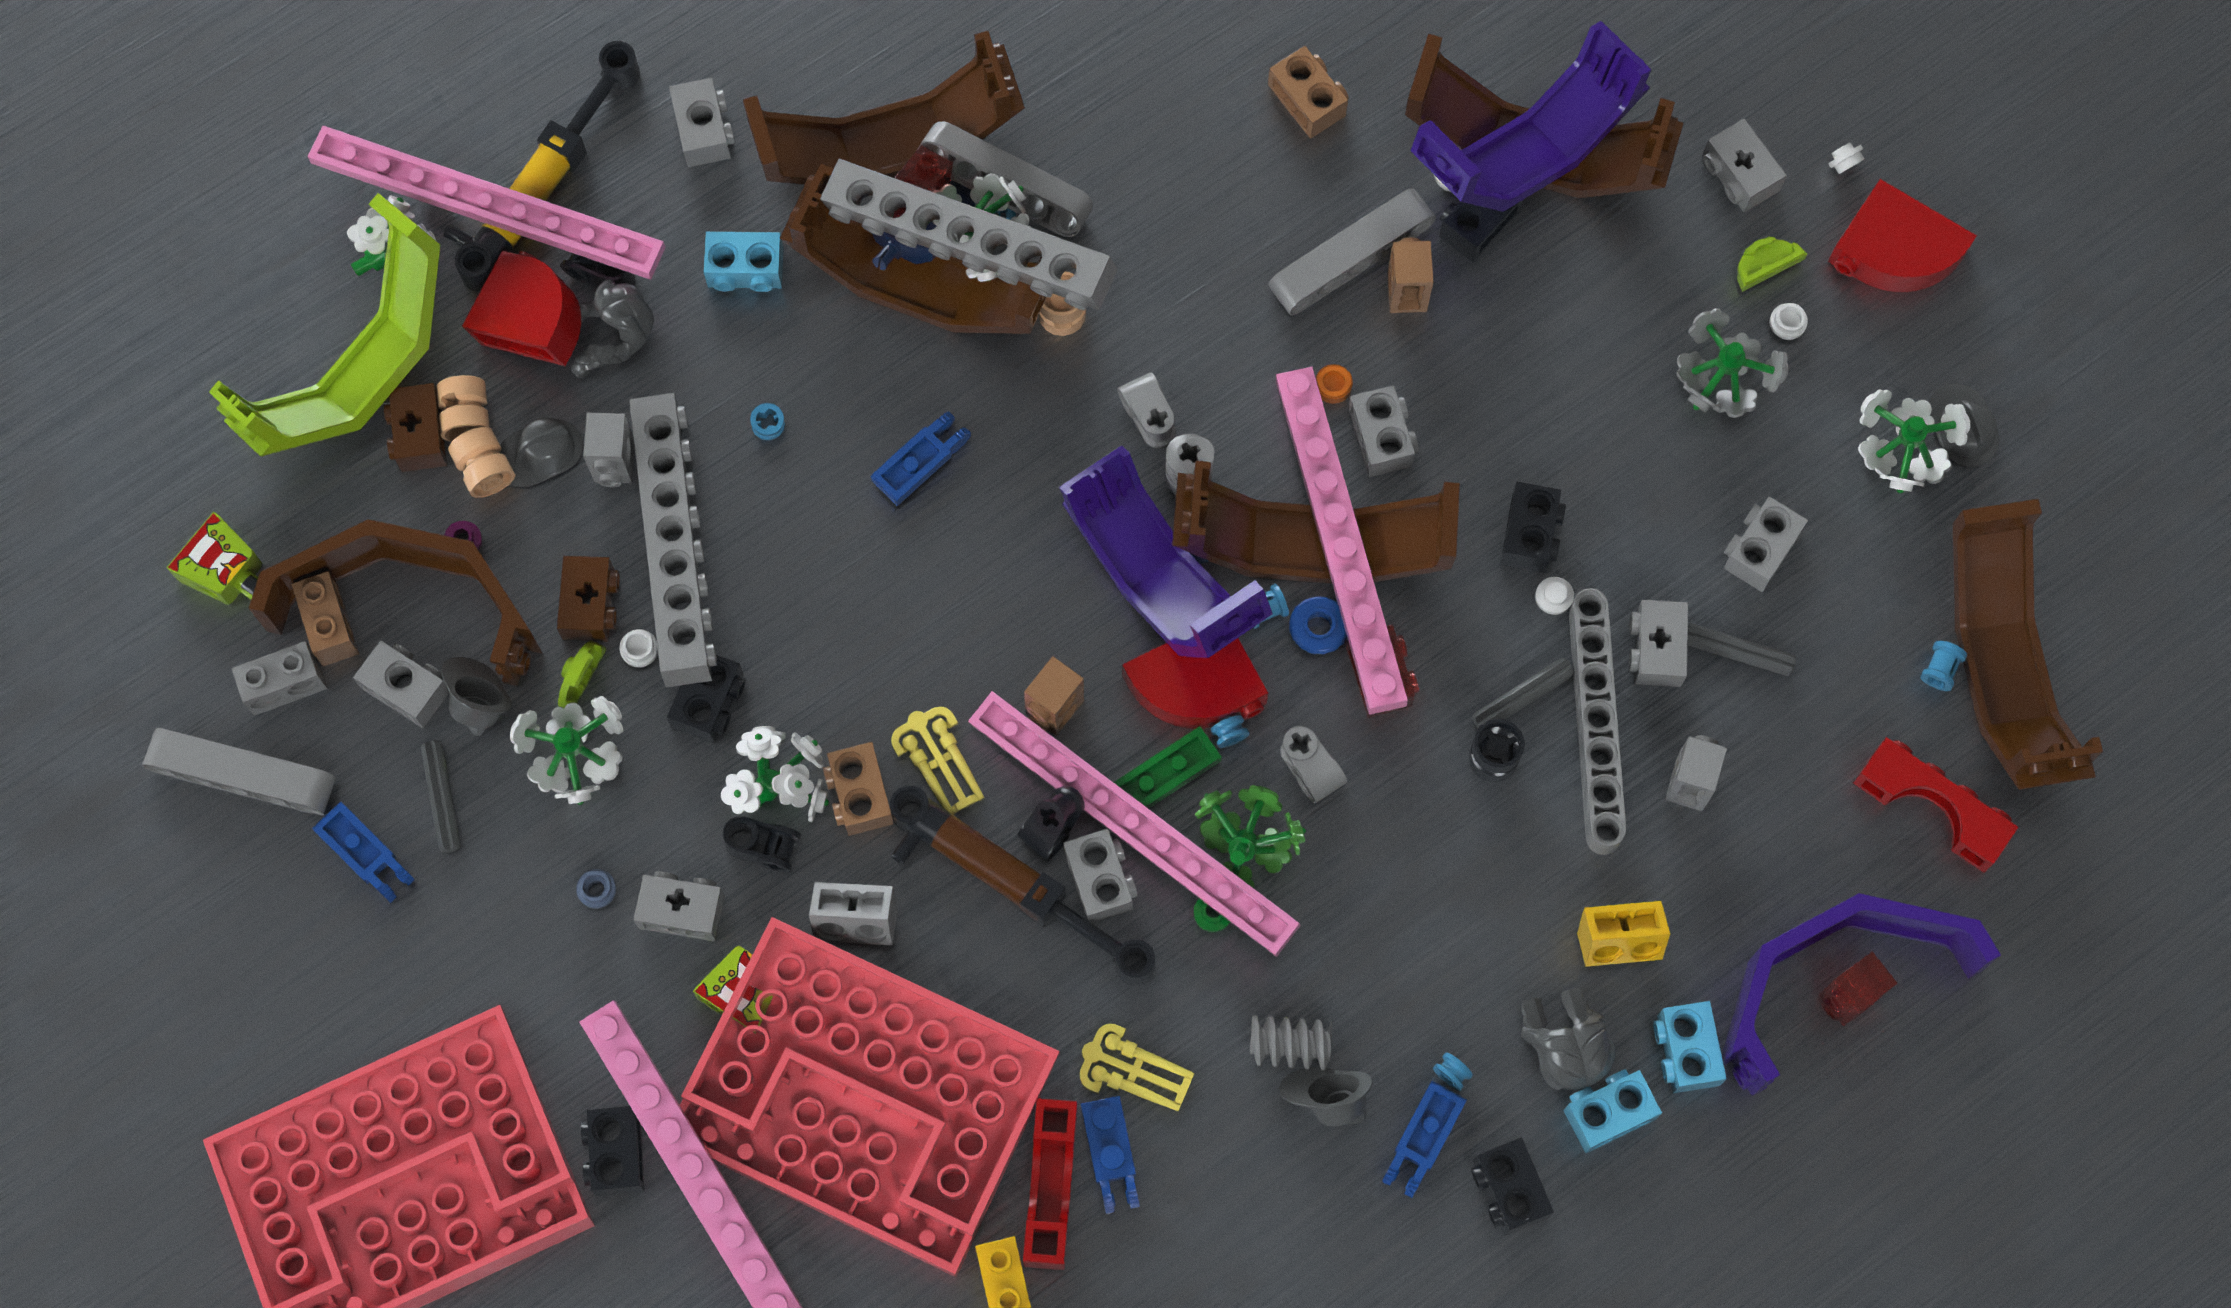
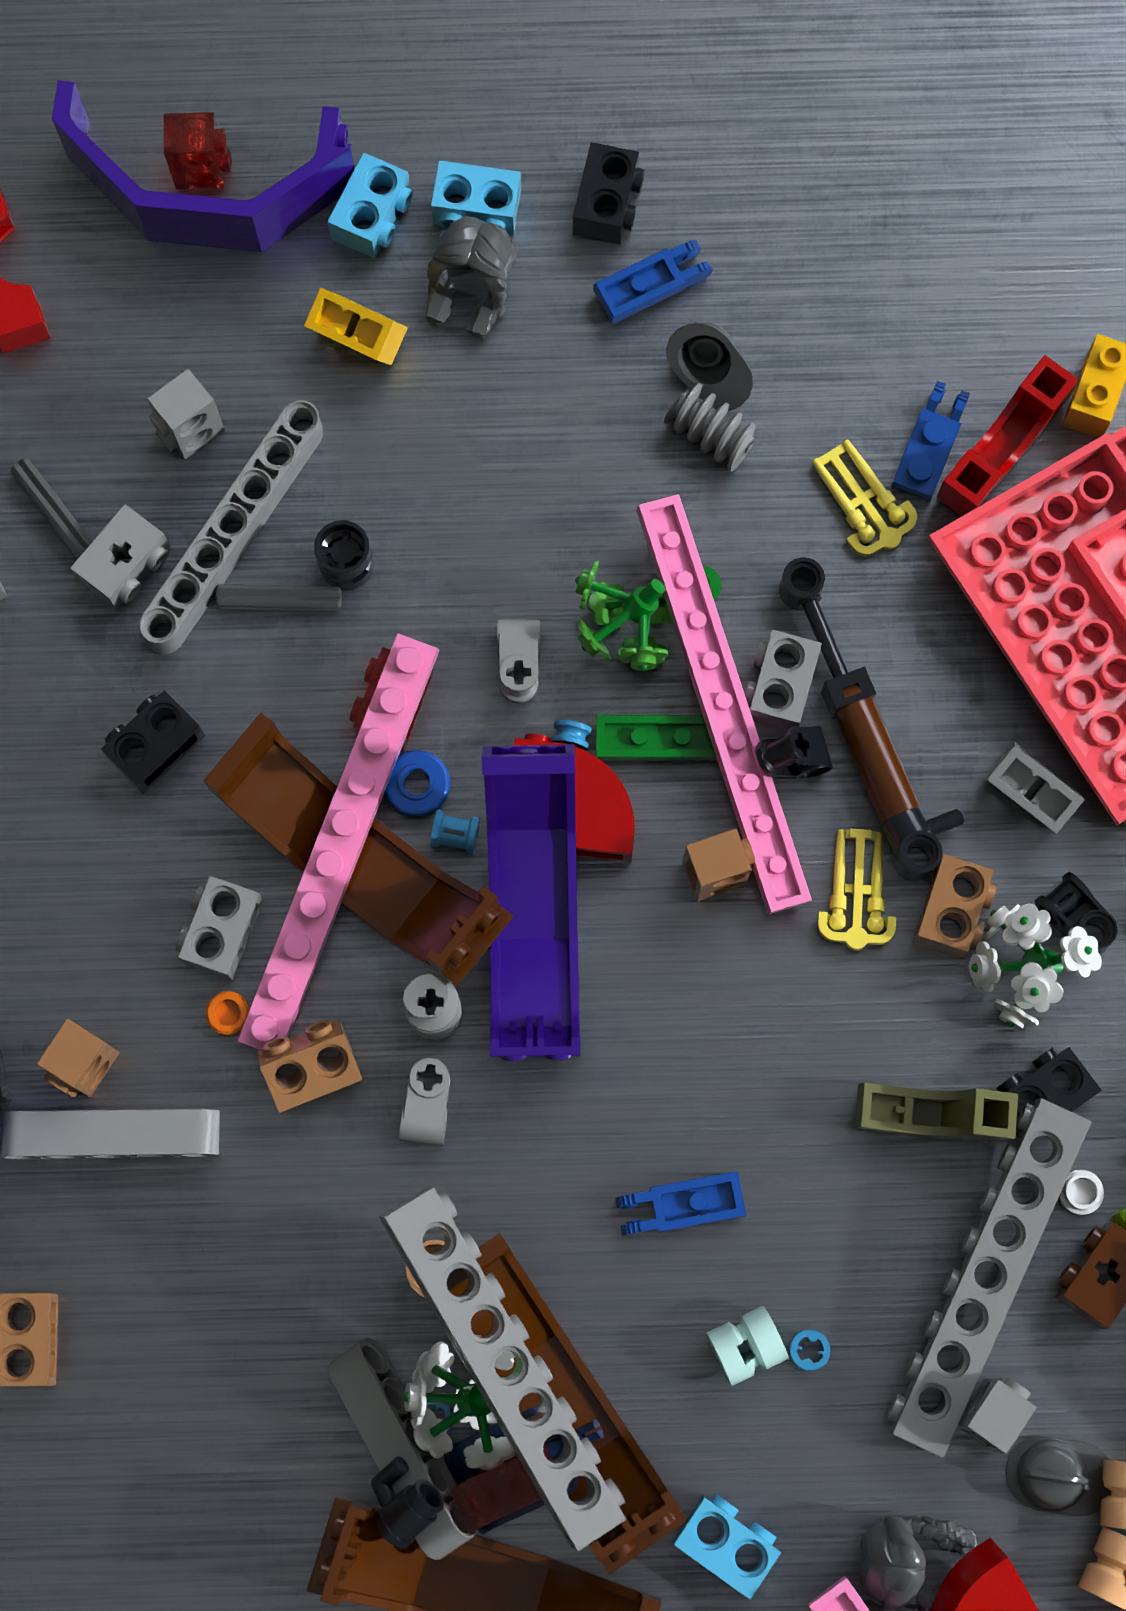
camera: 145 degrees left, 5 degrees up
(764, 635) = (937, 1114): none -> olive arch
(811, 394) = (761, 1337): none -> light aqua wheel
(971, 128) = (410, 1511): none -> black piece
(1248, 377) = (314, 1075): none -> medium nougat brick
(1452, 1071) = (587, 316): dark azure bush -> none
(1554, 595) = (180, 667): white plate -> none

